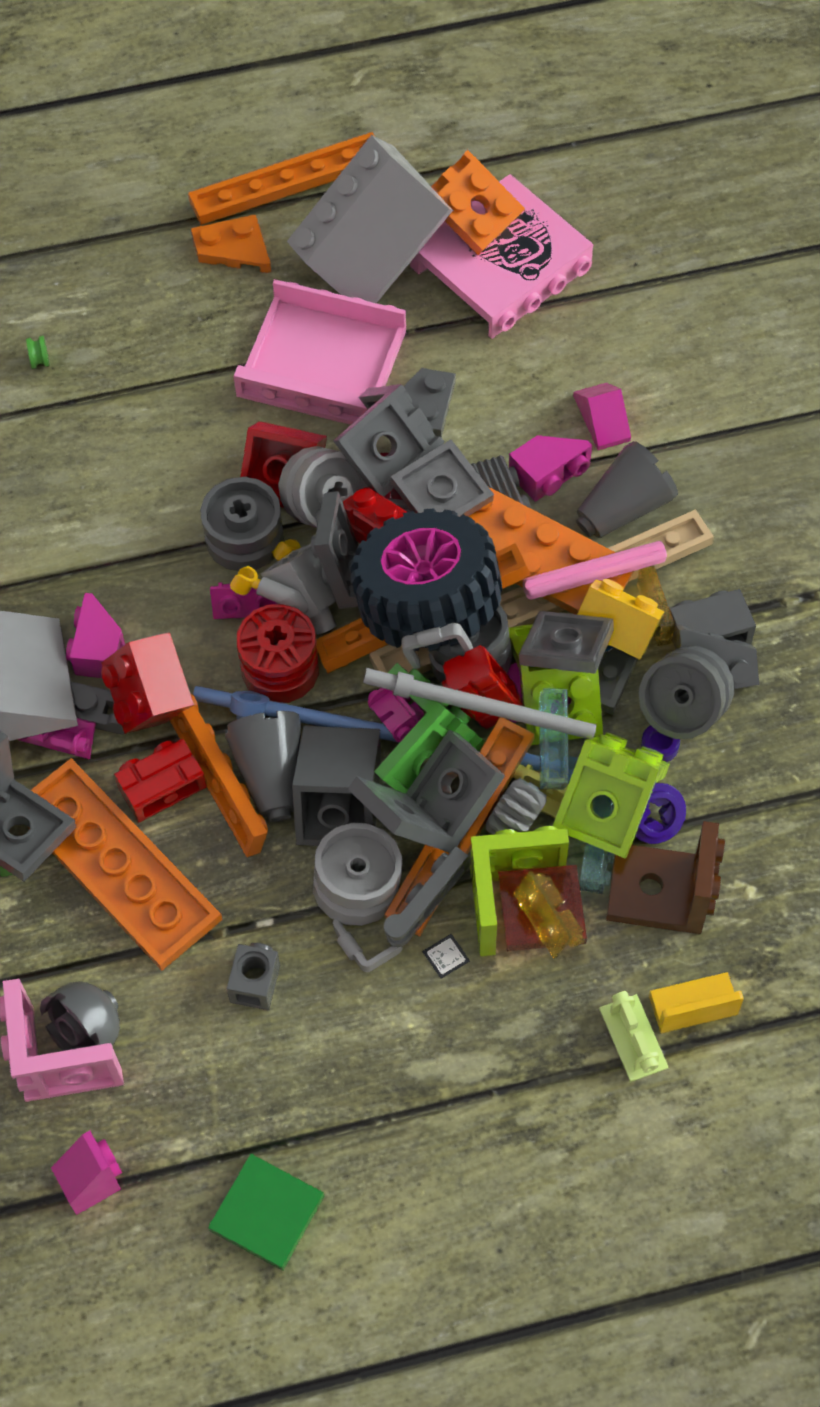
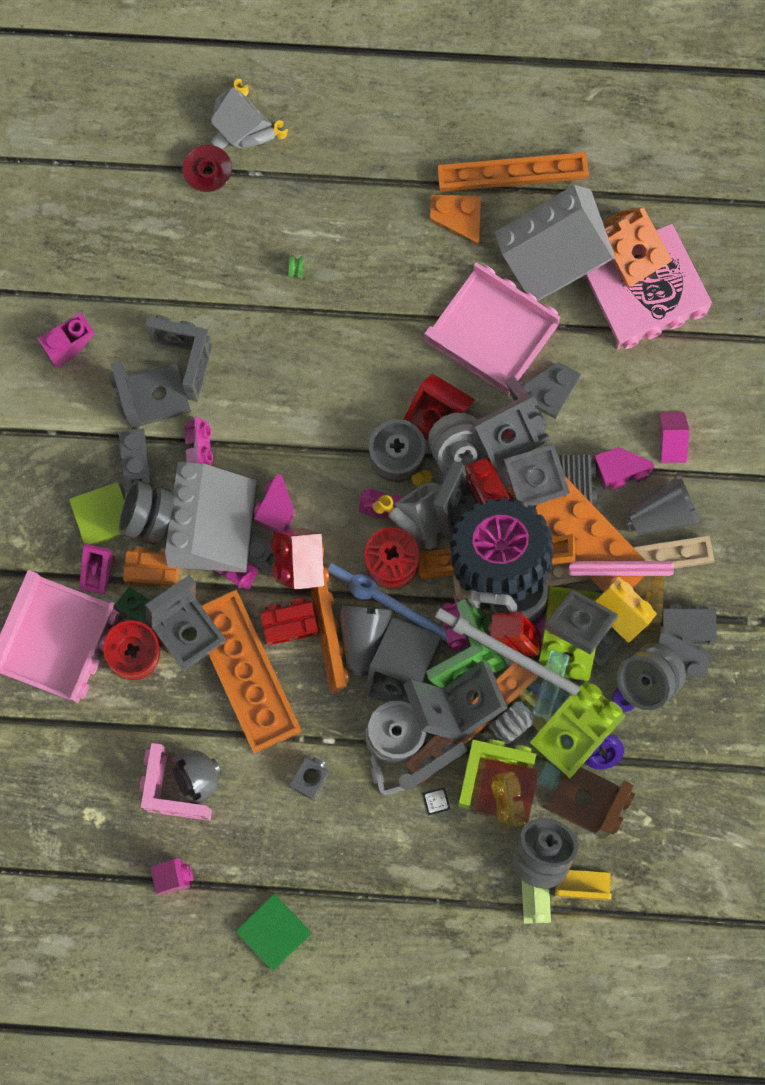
camera: 20 degrees right, 15 degrees up
(625, 965) = (544, 853): none -> dark grey wheel

